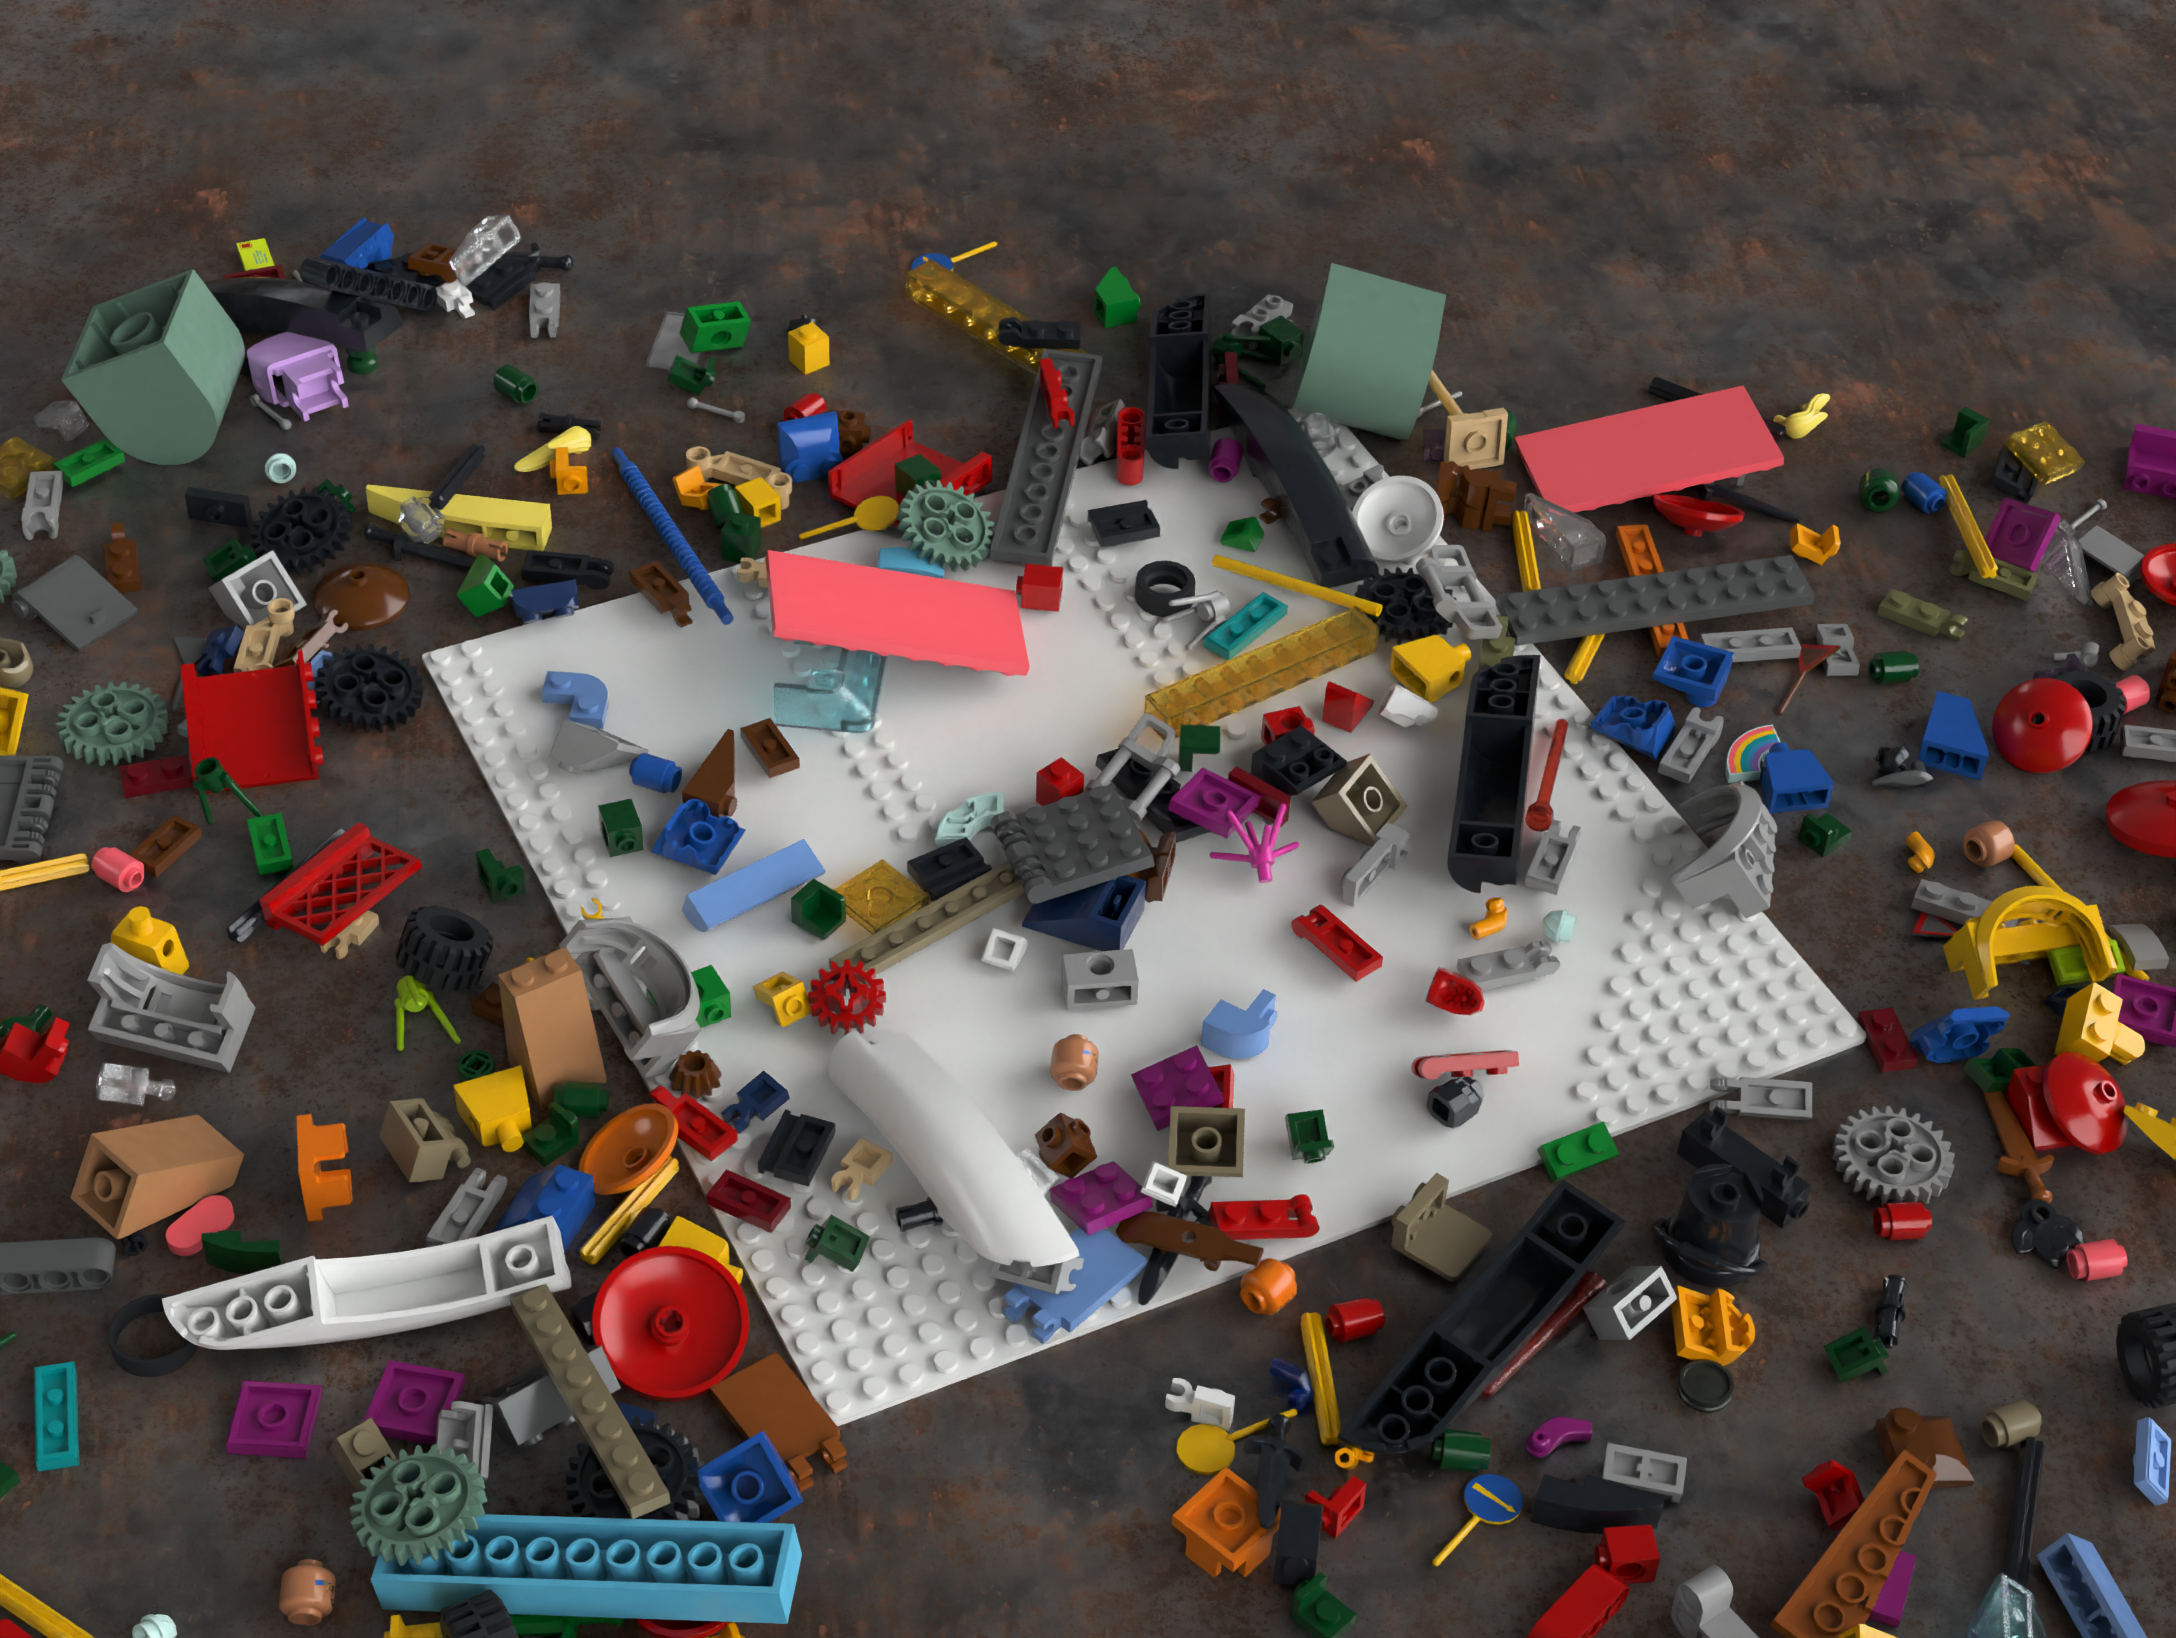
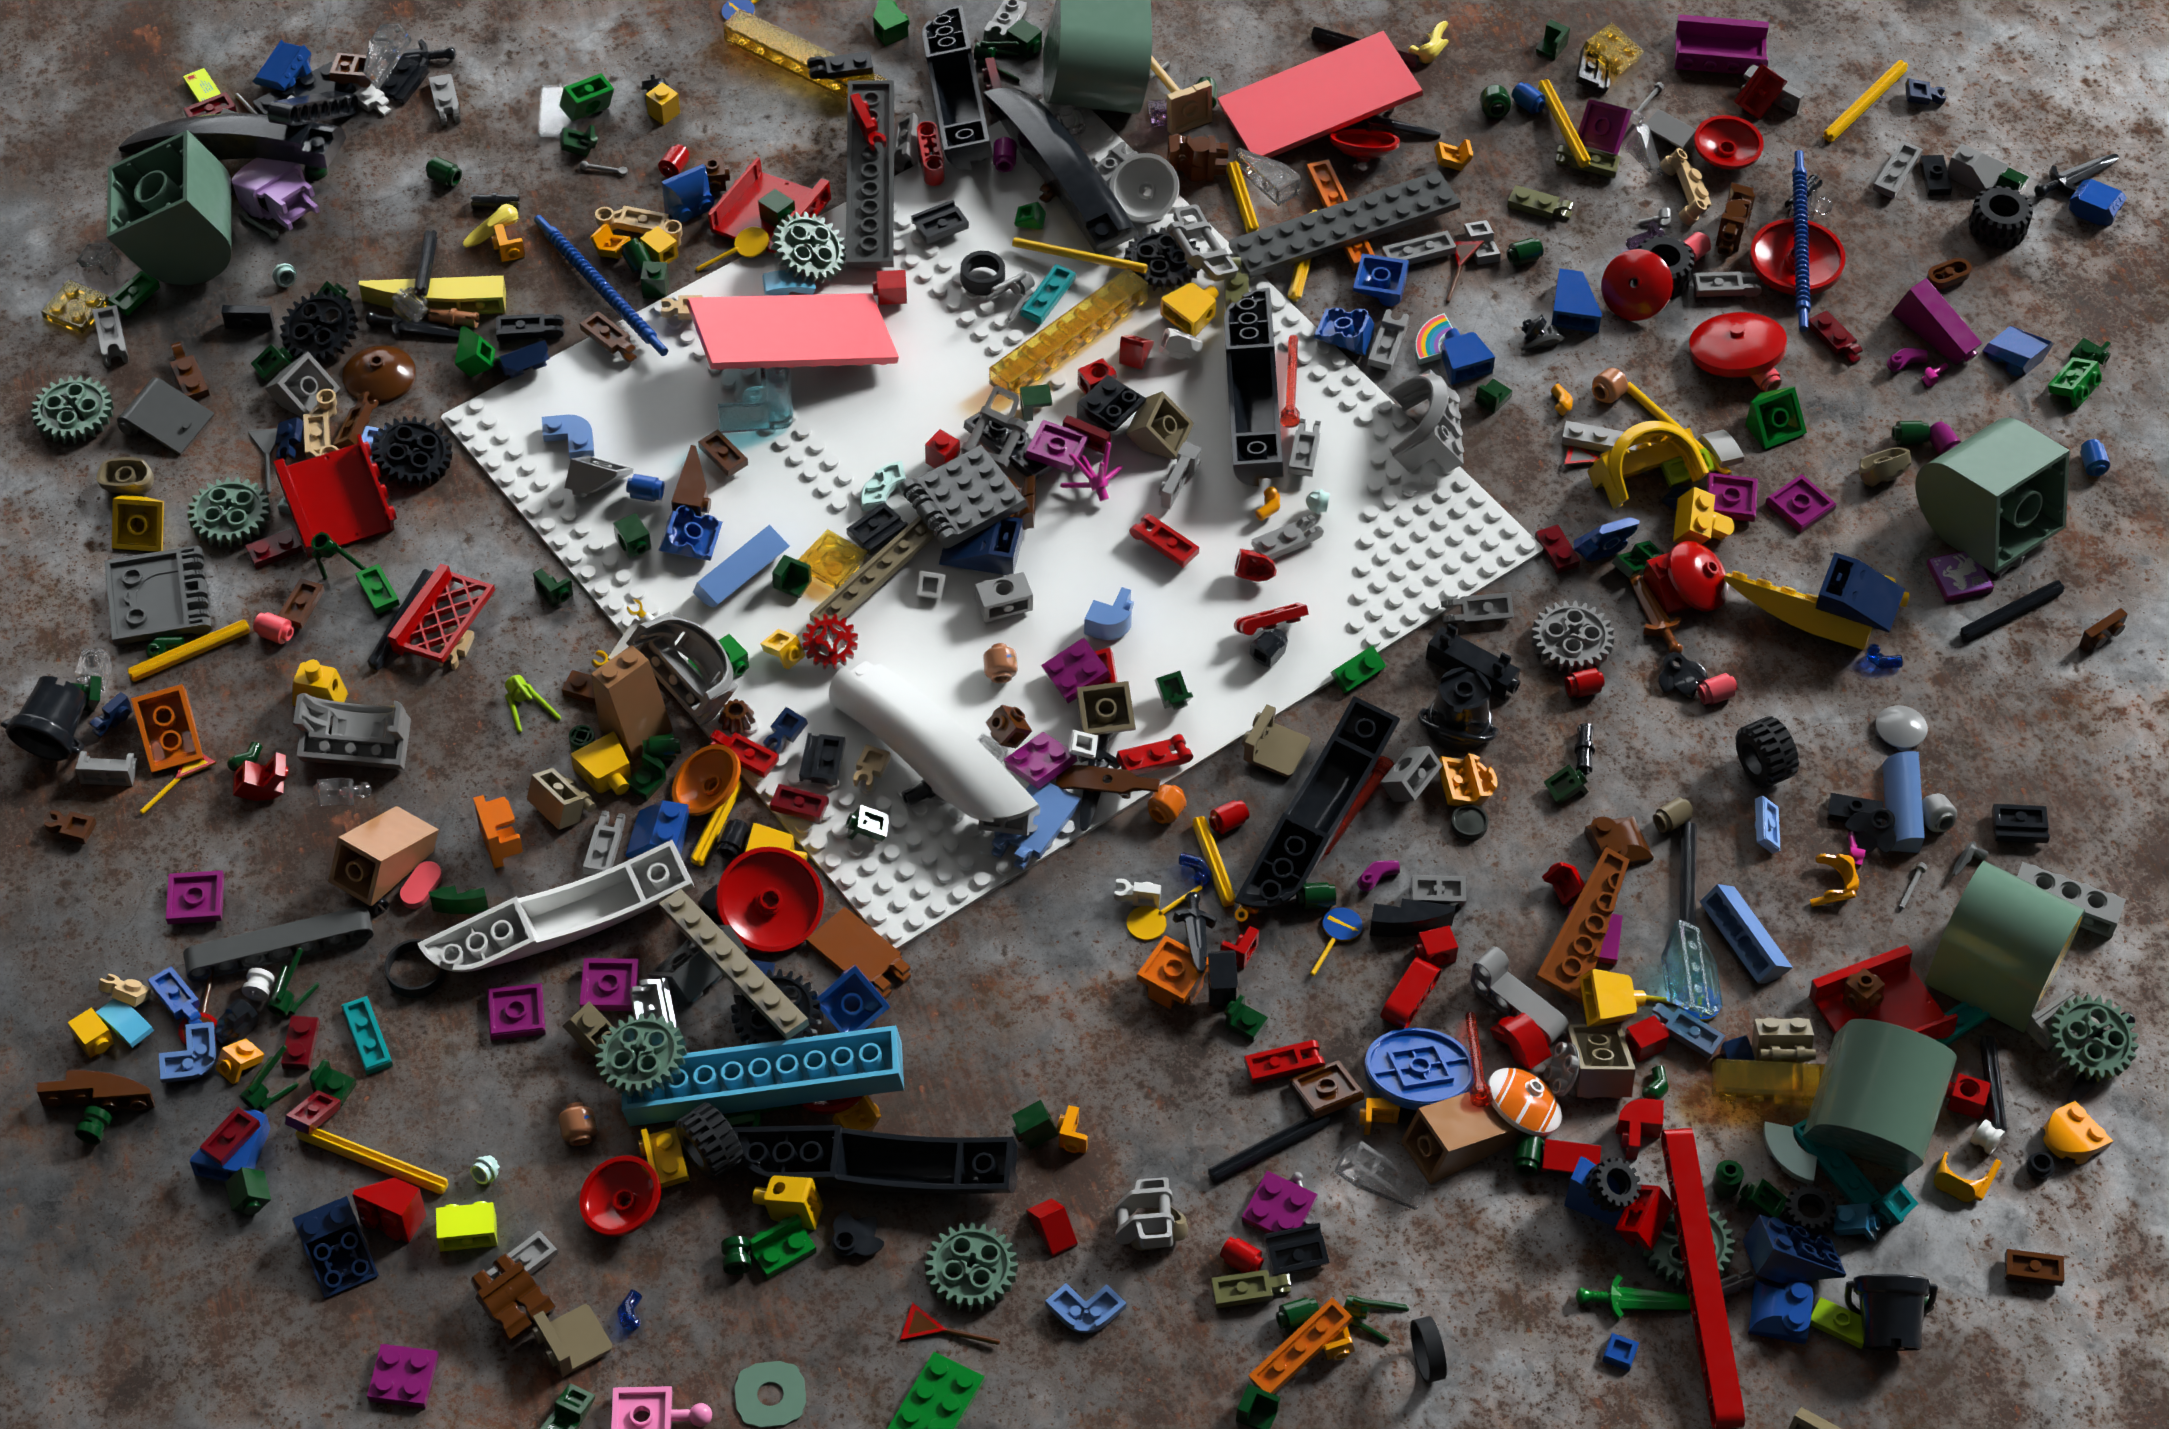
camera: 10 degrees left, 10 degrees up
(444, 948) = (533, 652): black tyre -> none

